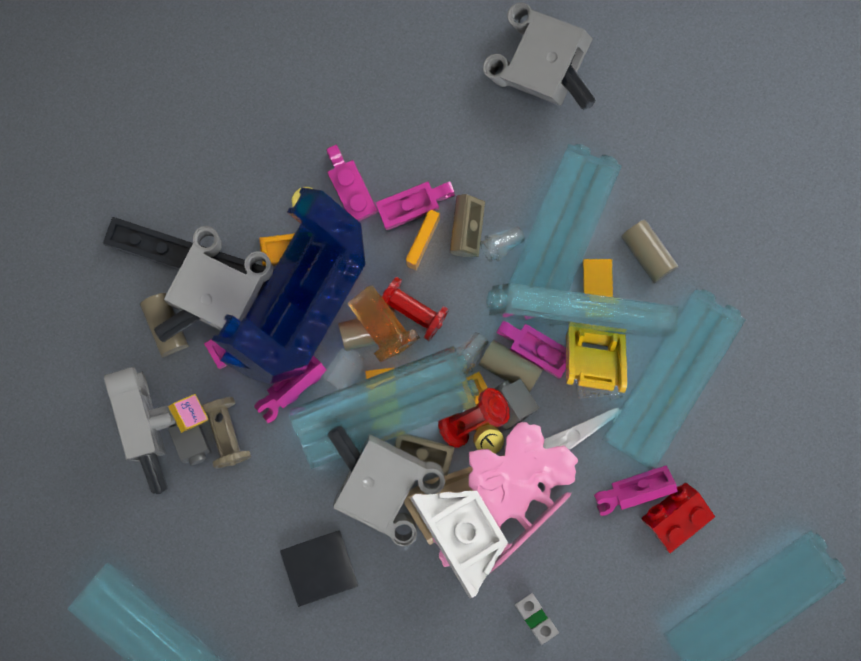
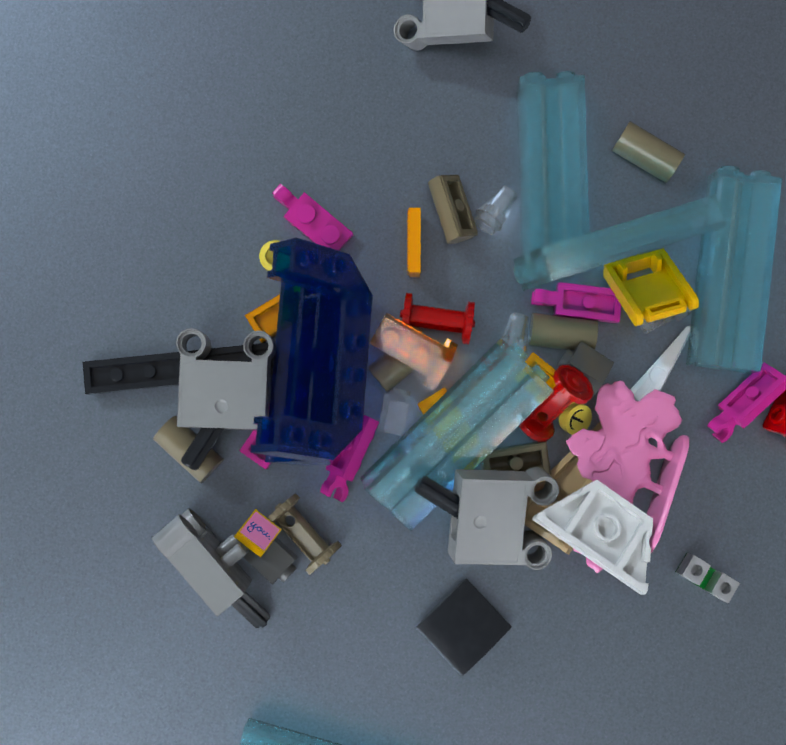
camera: 25 degrees left, 5 degrees up
(412, 203) = (386, 210): dark pink plate -> none
(598, 277) = (609, 204): light orange tile -> none

